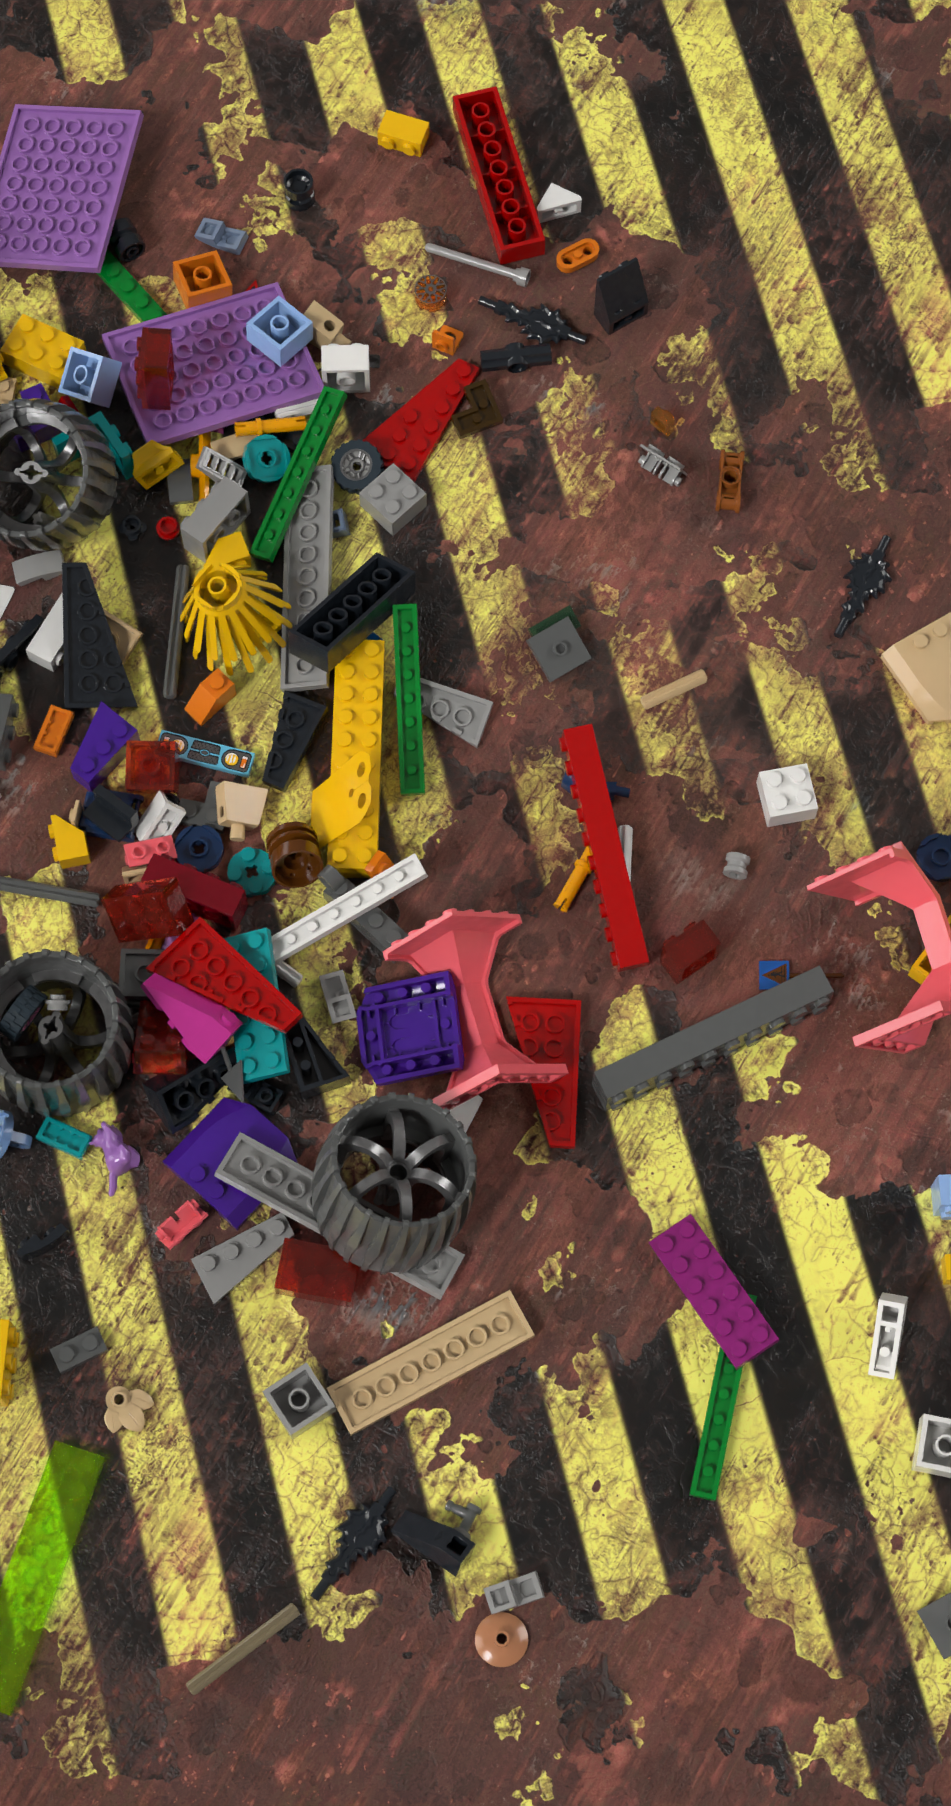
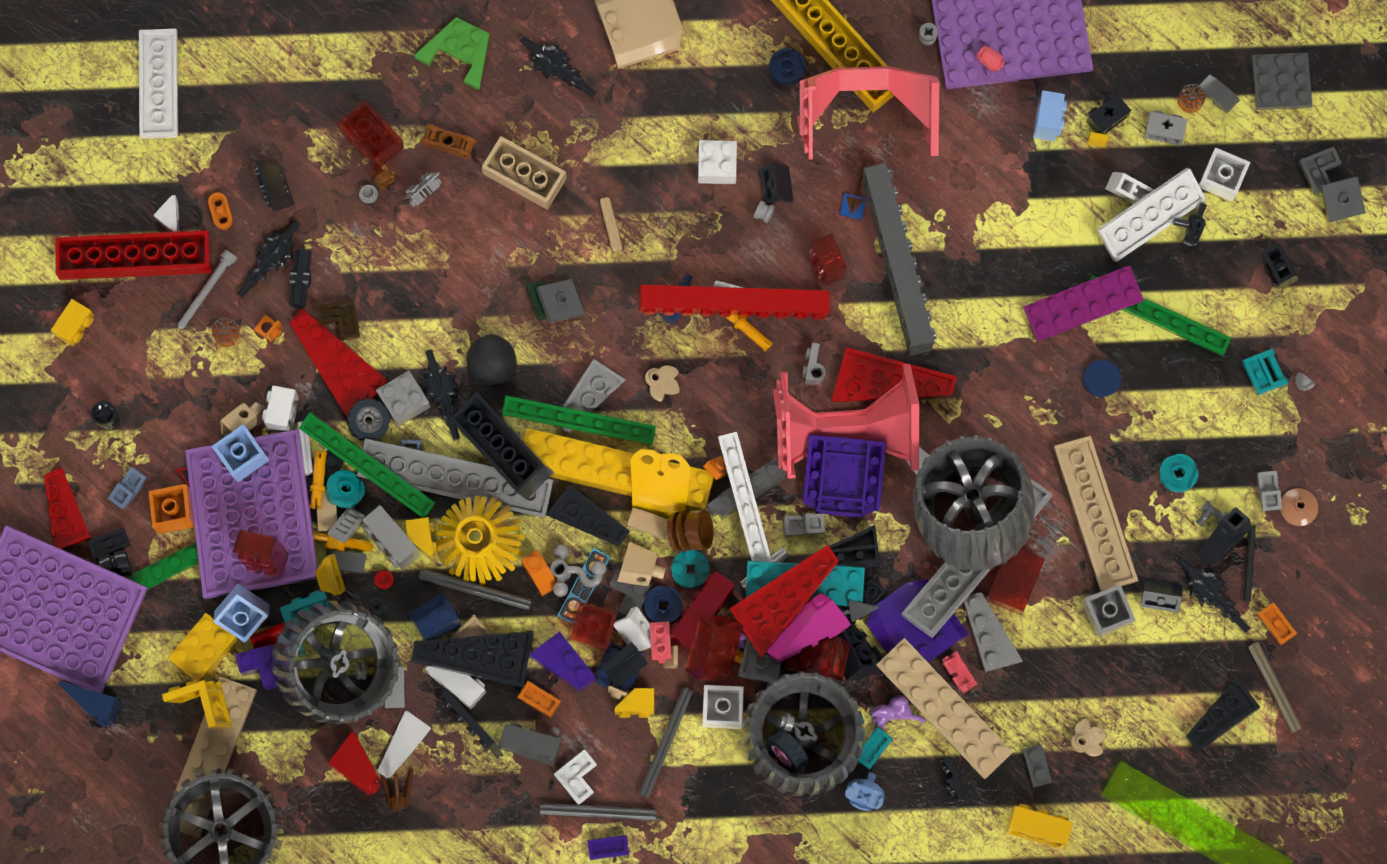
camera: 80 degrees left, 5 degrees up
(82, 935) = (722, 707): none -> white brick
(124, 589) = (435, 619): none -> dark blue slope
(129, 1214) = (944, 708): none -> tan plate
(151, 230) = (109, 543): none -> black plate
(169, 182) = (65, 516): none -> red wing
(195, 724) = (561, 588): none -> light grey piece
(197, 1590) = (1226, 713): none -> black wing
(299, 804) = (647, 522): none -> tan slope
(330, 1635) = (1276, 623): none -> orange plate
(338, 1470) = (1161, 595): none -> black panel
(405, 1584) = (1249, 564): none -> pearl dark grey bar
(420, 539) = (441, 387): none -> black piece
(464, 587) = (491, 360): none -> black piece
(483, 793) = (665, 383): none -> tan plate
(501, 1451) = (1168, 477): none -> teal plate
(549, 963) = (811, 355): none -> light grey plate
(618, 1337) = (1101, 378): none -> dark blue tile
(641, 409) = (368, 193): none -> light grey plate
(673, 1550) = (1259, 374): none -> teal plate
(678, 1615) = (1303, 382): none -> light grey piece
(711, 572) = (524, 172): none -> tan brick
(712, 392) = (370, 135): none -> clear red brick
(717, 156) = (158, 83): none -> white plate
(778, 875) = (776, 183): none -> black panel
(833, 1549) = (1280, 265): none -> black brick
(861, 1359) = (1151, 214): none -> white plate
(862, 474) = (463, 43): none -> bright green wing
(862, 1421) = (1194, 226): none -> black piece

